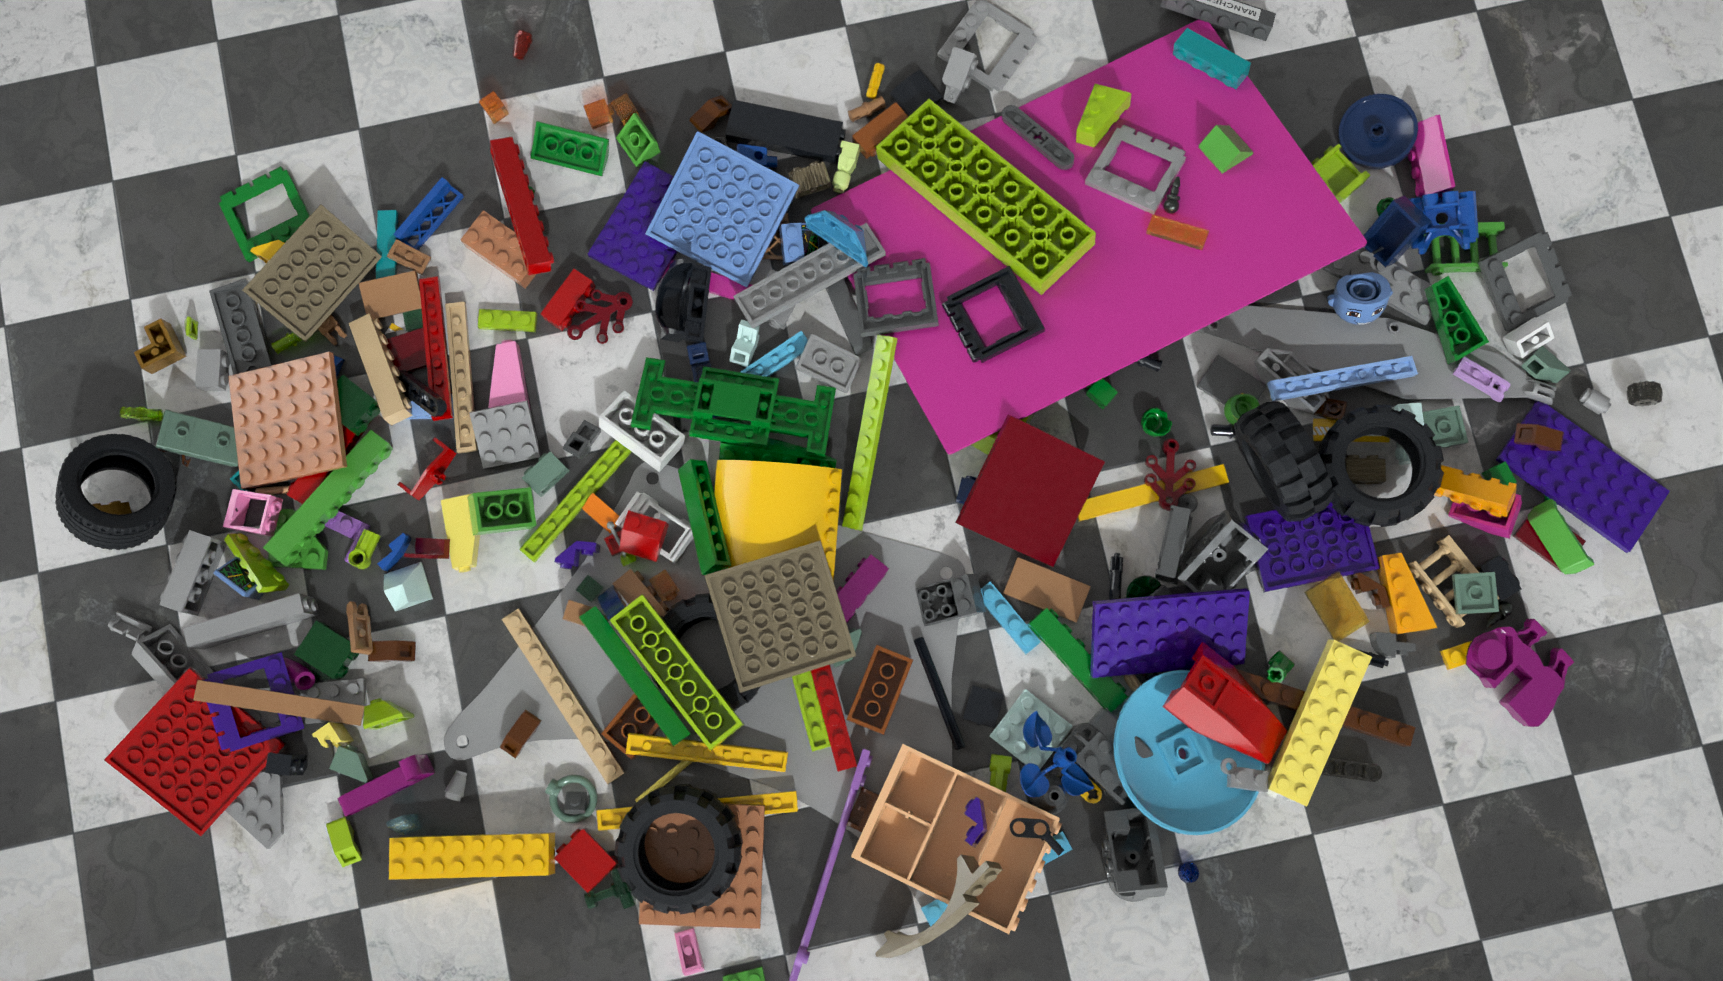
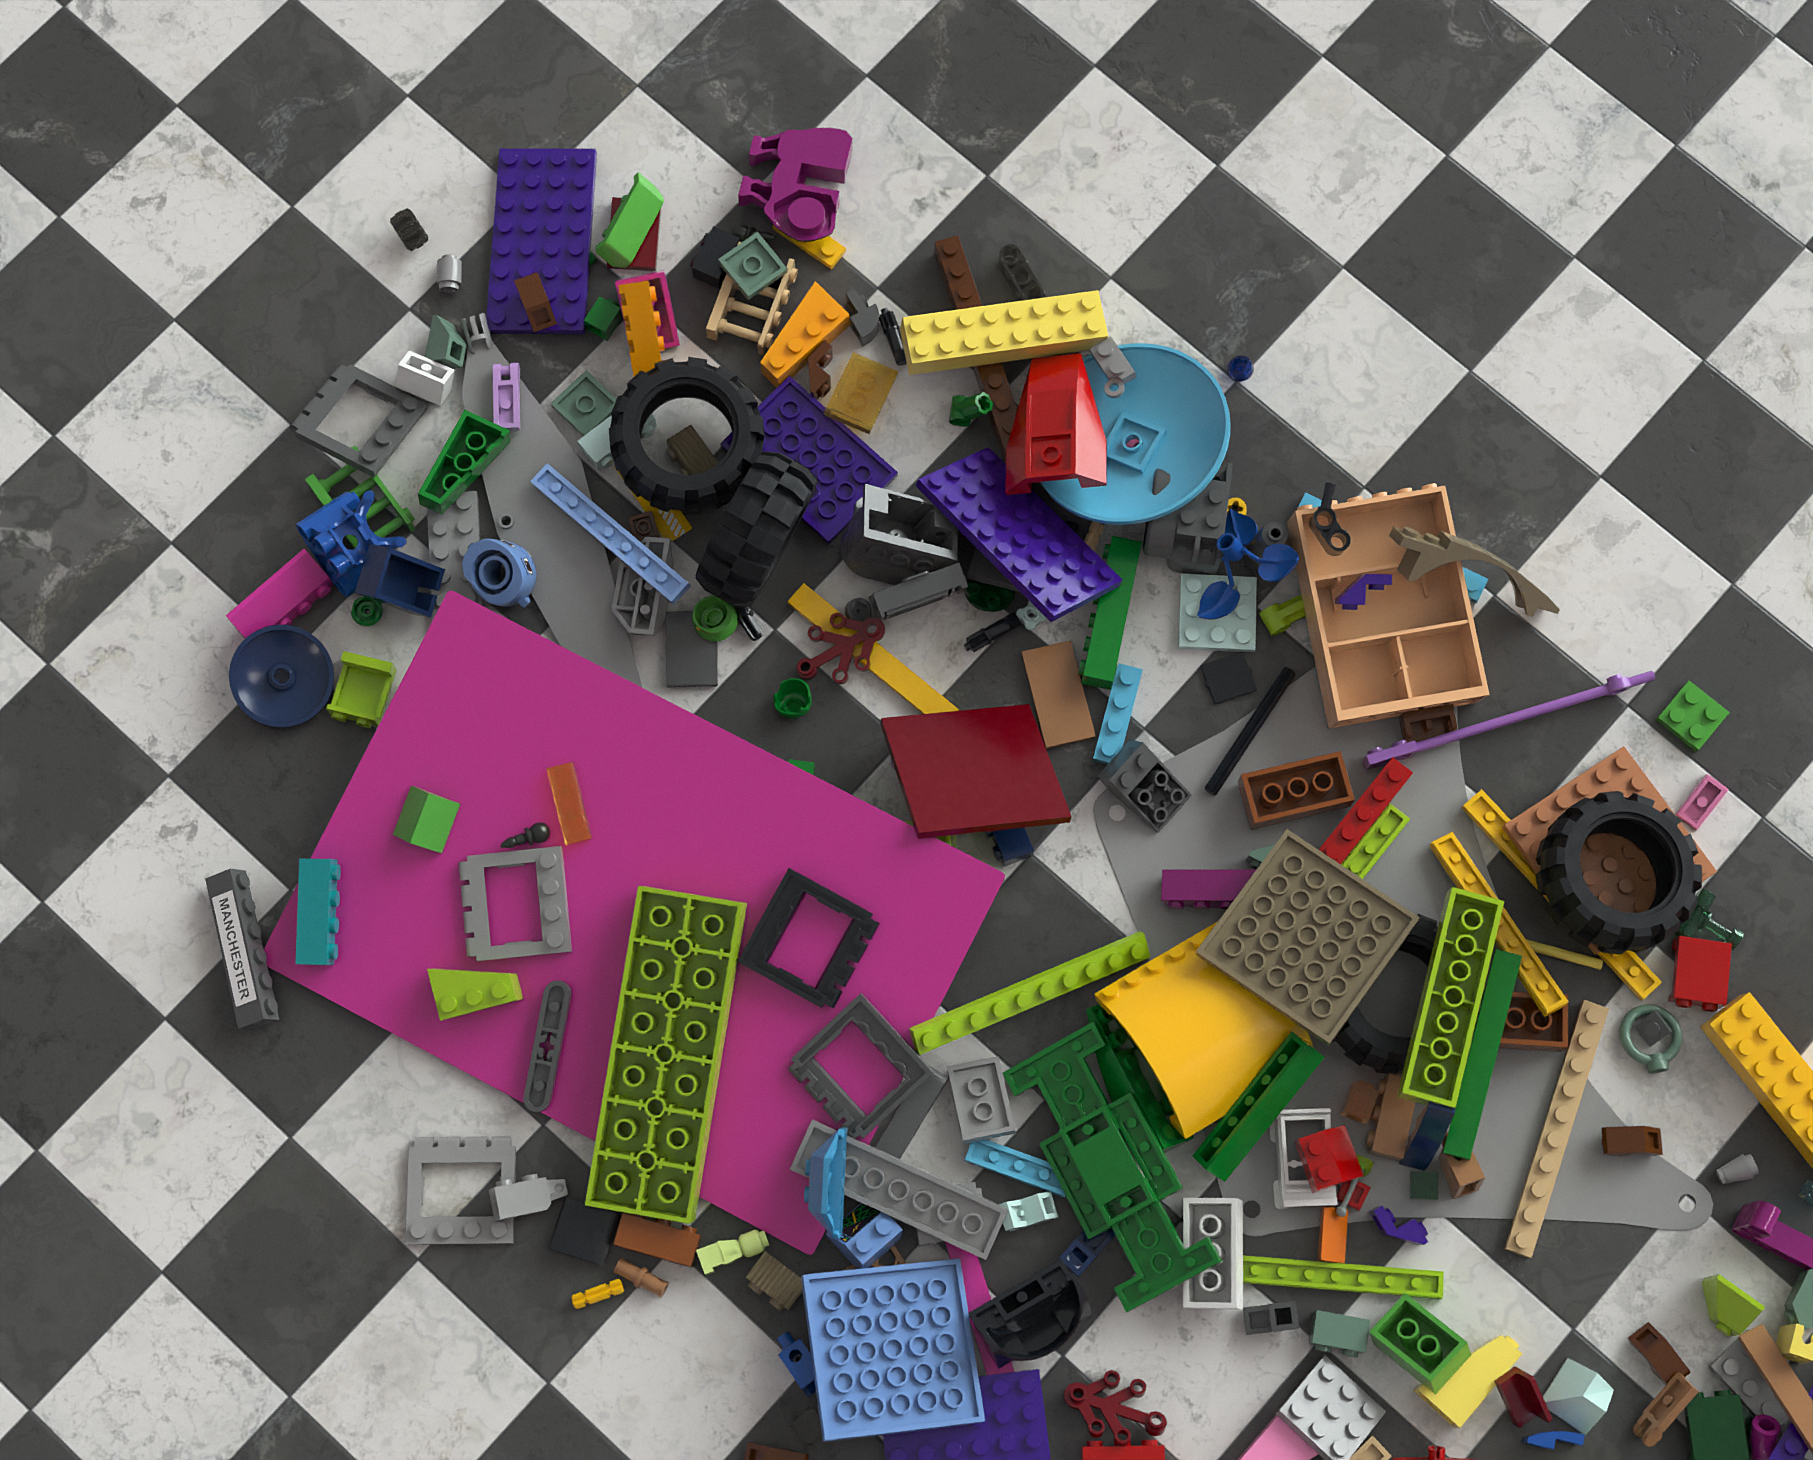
camera: 130 degrees left, 5 degrees down
(785, 131) = (737, 1354): black brick -> none
(1133, 856) = (1277, 403): dark grey brick -> none

